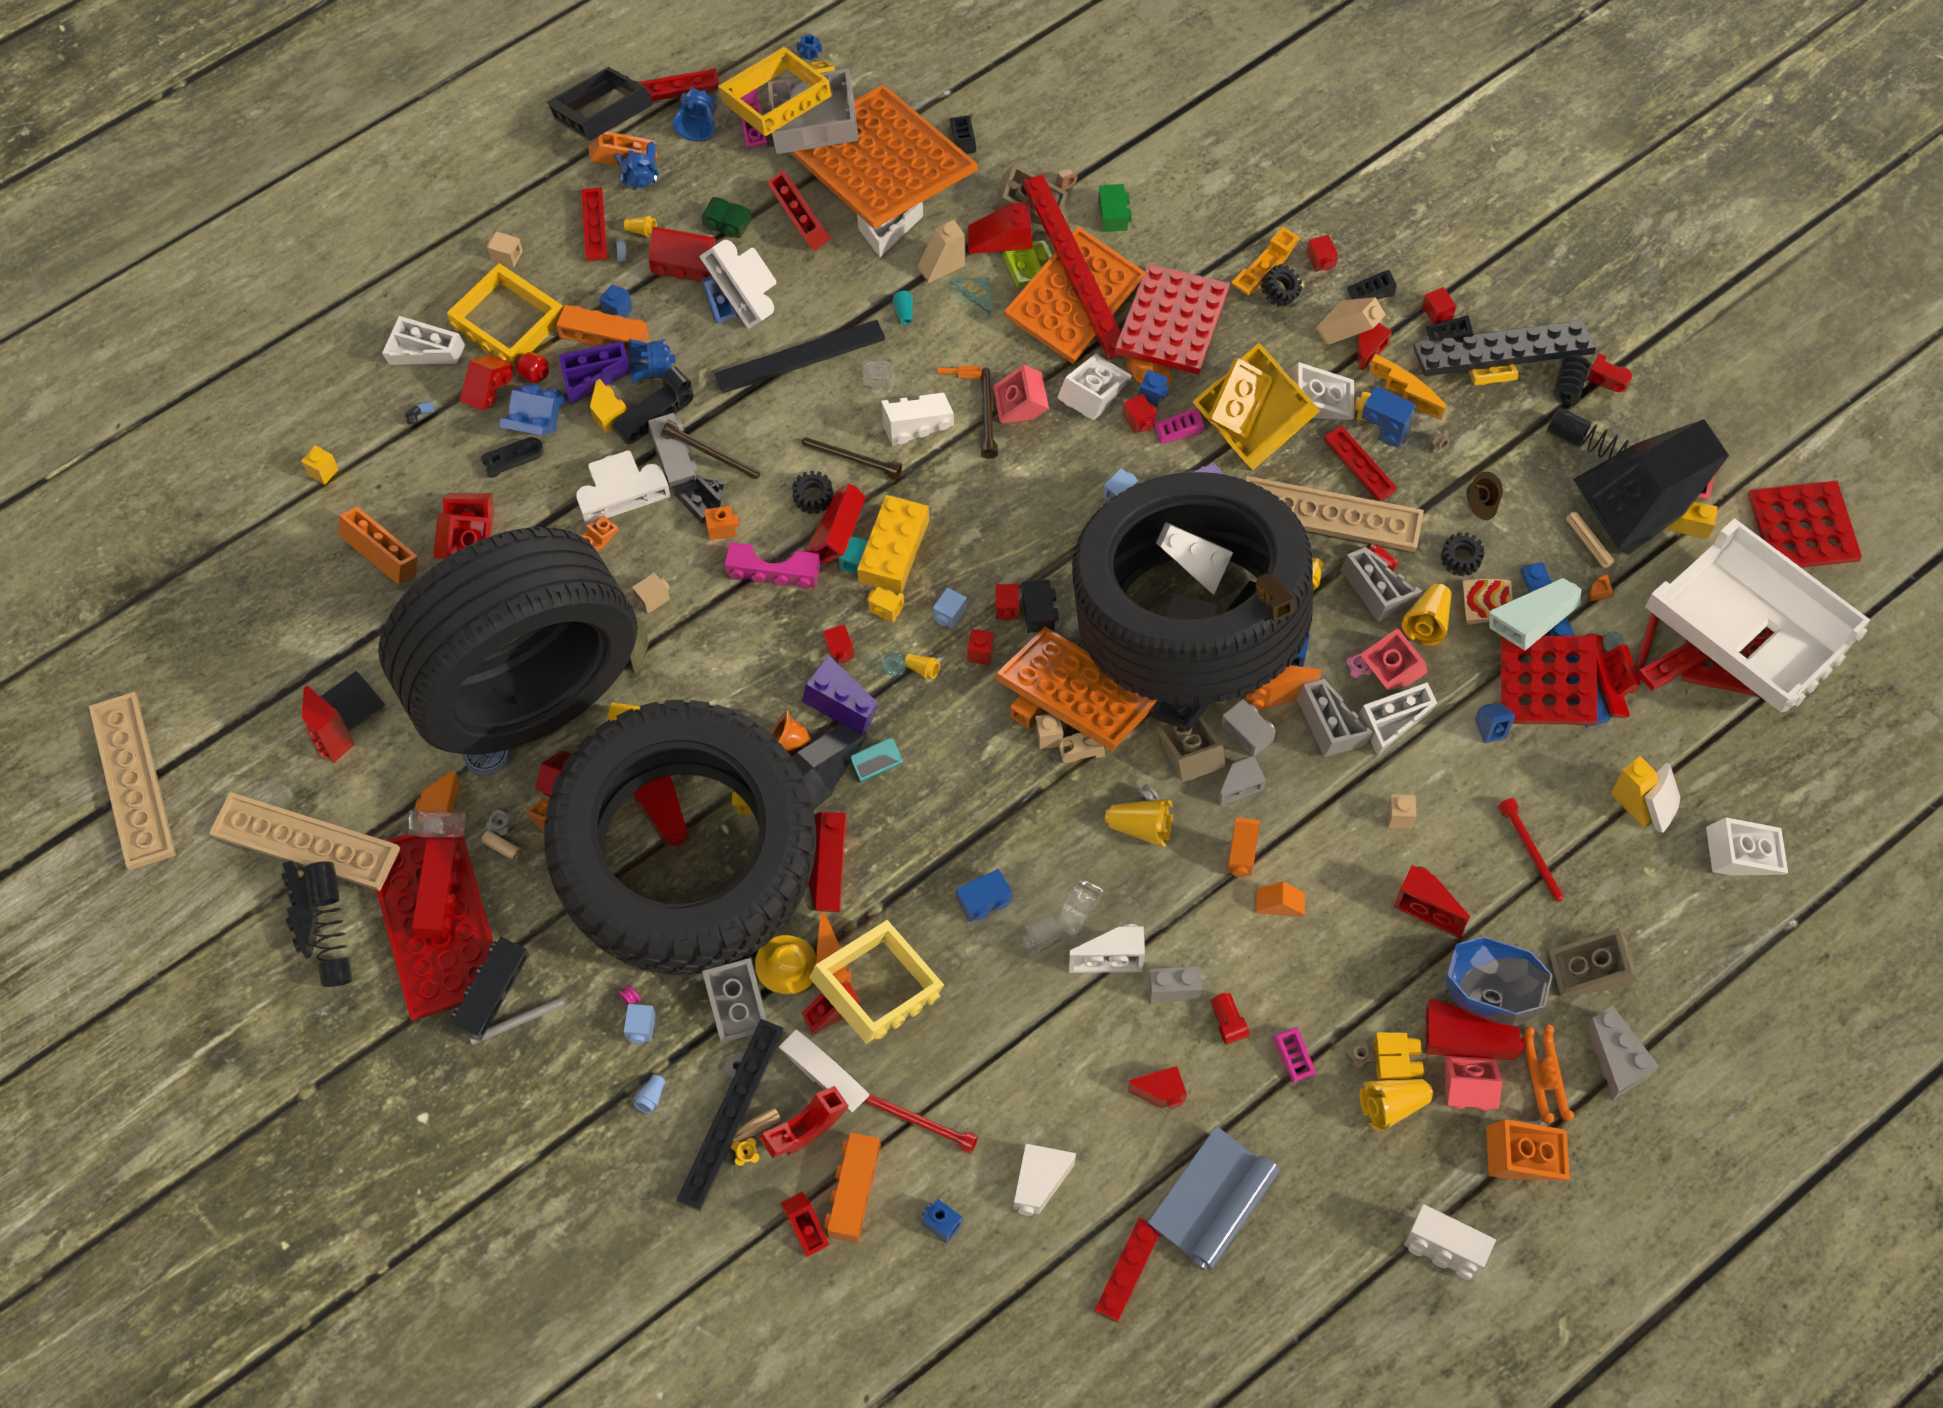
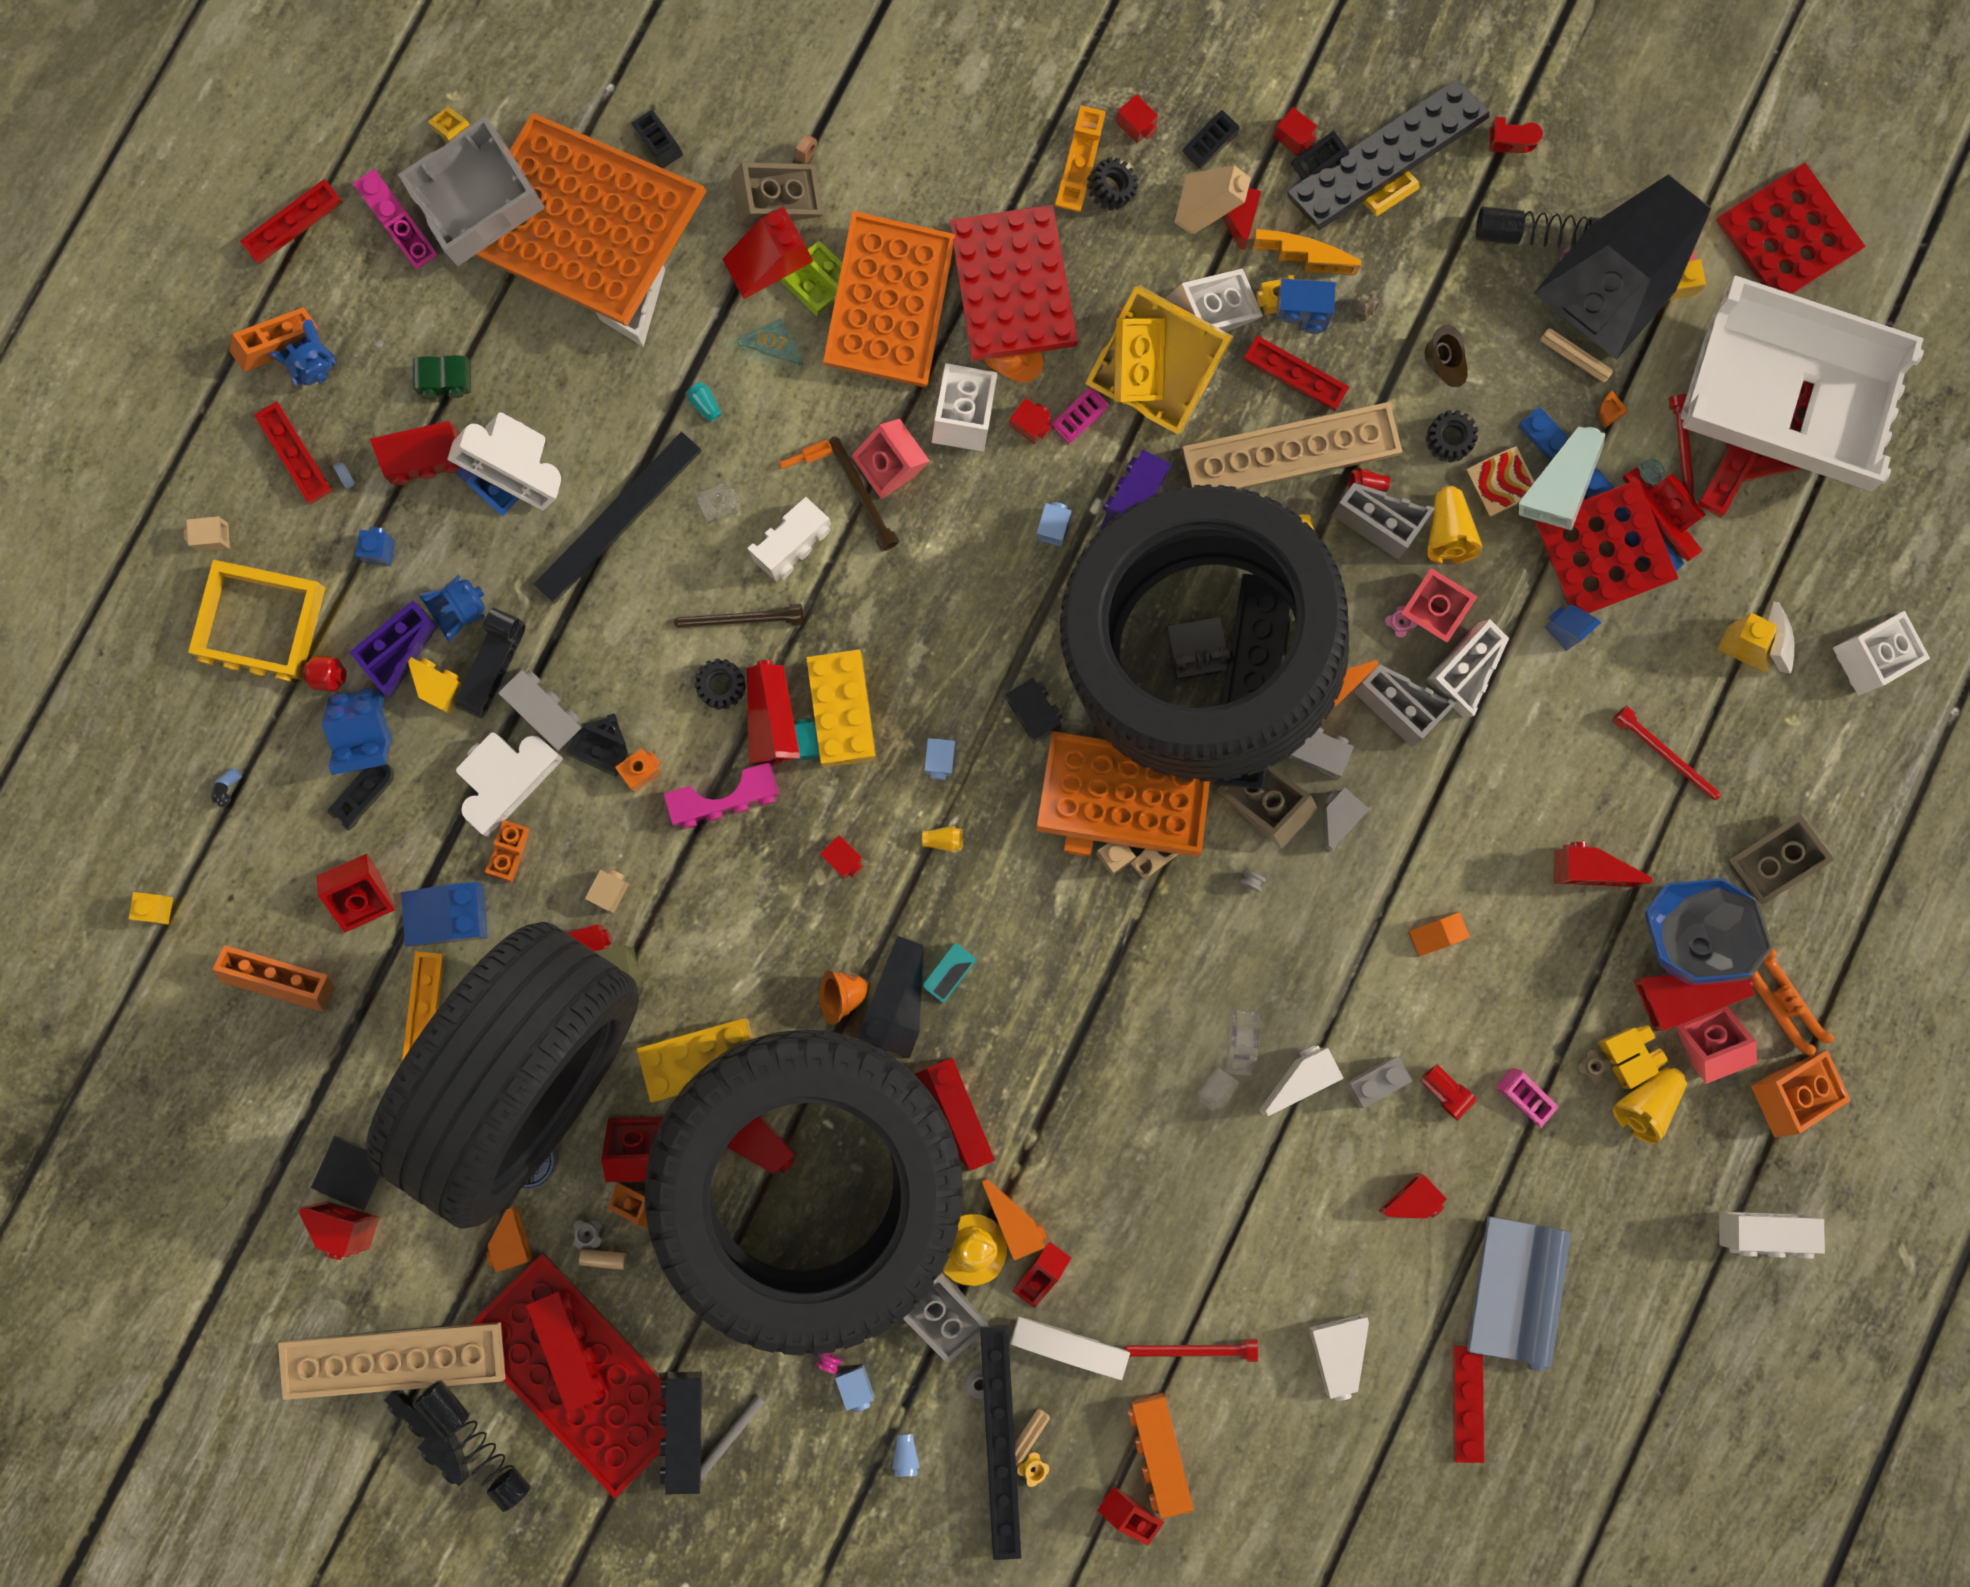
camera: 25 degrees left, 20 degrees up
(132, 781) = (161, 1377): tan plate -> none
(421, 344) = (179, 704): white wedge -> none
(437, 823) = (525, 1279): clear slope -> none
(457, 532) = (363, 927): red slope -> none
(483, 379) = (280, 716): red brick -> none
(565, 105) = (189, 279): black window -> none
(599, 328) = (376, 587): orange brick -> none
(640, 225) = (349, 430): yellow cone -> none
(671, 431) = (532, 694): dark brown piece -> none
(695, 116) = (336, 256): blue hat -> none
(762, 73) = (386, 170): yellow window -> none
(798, 210) = (521, 330): red brick -> none
(807, 1126) = (1079, 1418): red arch -> none
(809, 47) = (419, 99): blue gear -> none
(840, 697) = (876, 921): dark purple wedge -> none
(847, 1006) = (1059, 1279): light yellow window -> none
(885, 603) = (867, 784): yellow brick -> none
(894, 664) = (913, 852): clear light blue plate -> none
(941, 1220) = (1264, 1446): blue brick -> none
(944, 252) = (716, 314): tan slope -> none
(980, 647) = (996, 789): red brick -> none
(984, 895) = (1138, 1075): blue brick -> none
(1007, 601) = (999, 723): red brick -> none
(1073, 263) = (871, 263): red plate -> none
(1113, 208) = (877, 163): green brick -> none
(1142, 820) = (1261, 914): yellow cone -> none
(1154, 387) = (1032, 383): blue brick -> none
(1196, 555) = (1186, 588): white wedge -> none
(1243, 846) = (1383, 903): orange slope -> none
(1277, 597) = (1328, 638): dark brown leg -> none
(1401, 811) = (1520, 775): tan brick -> none
(1571, 379) = (1476, 164): black piece -> none
(1620, 1052) = (1848, 944): light grey wedge -> none

